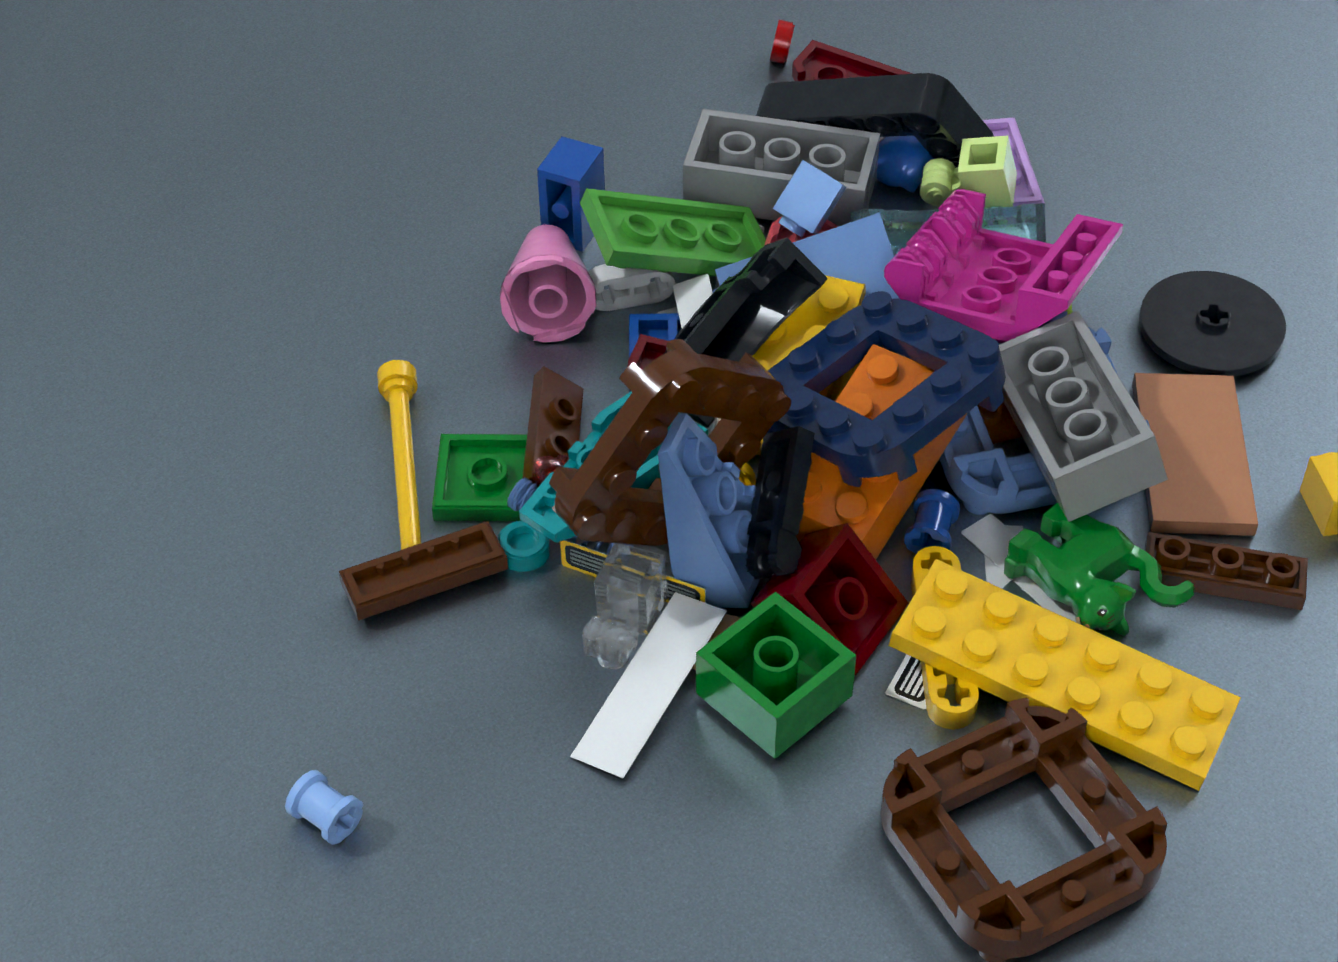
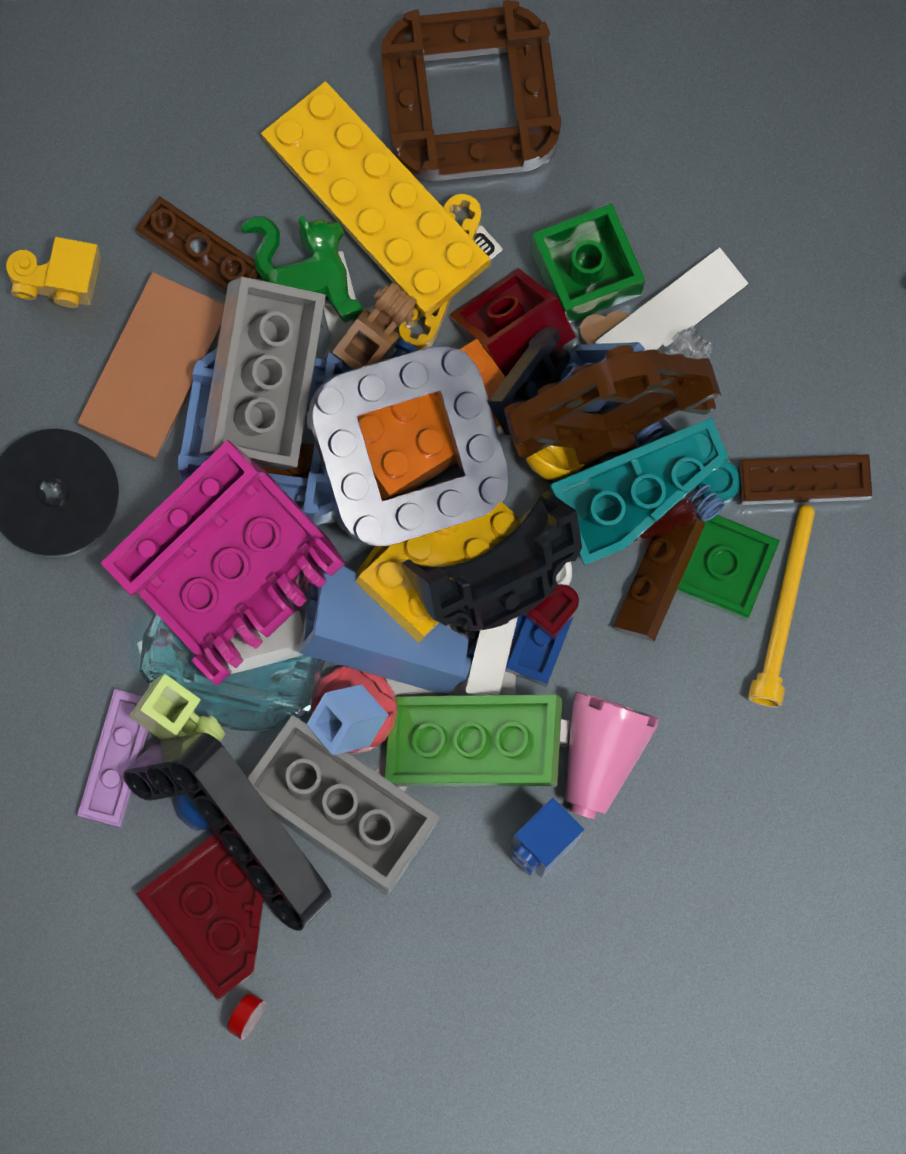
camera: 165 degrees left, 30 degrees up
(980, 523) = (374, 332): none -> medium nougat brick

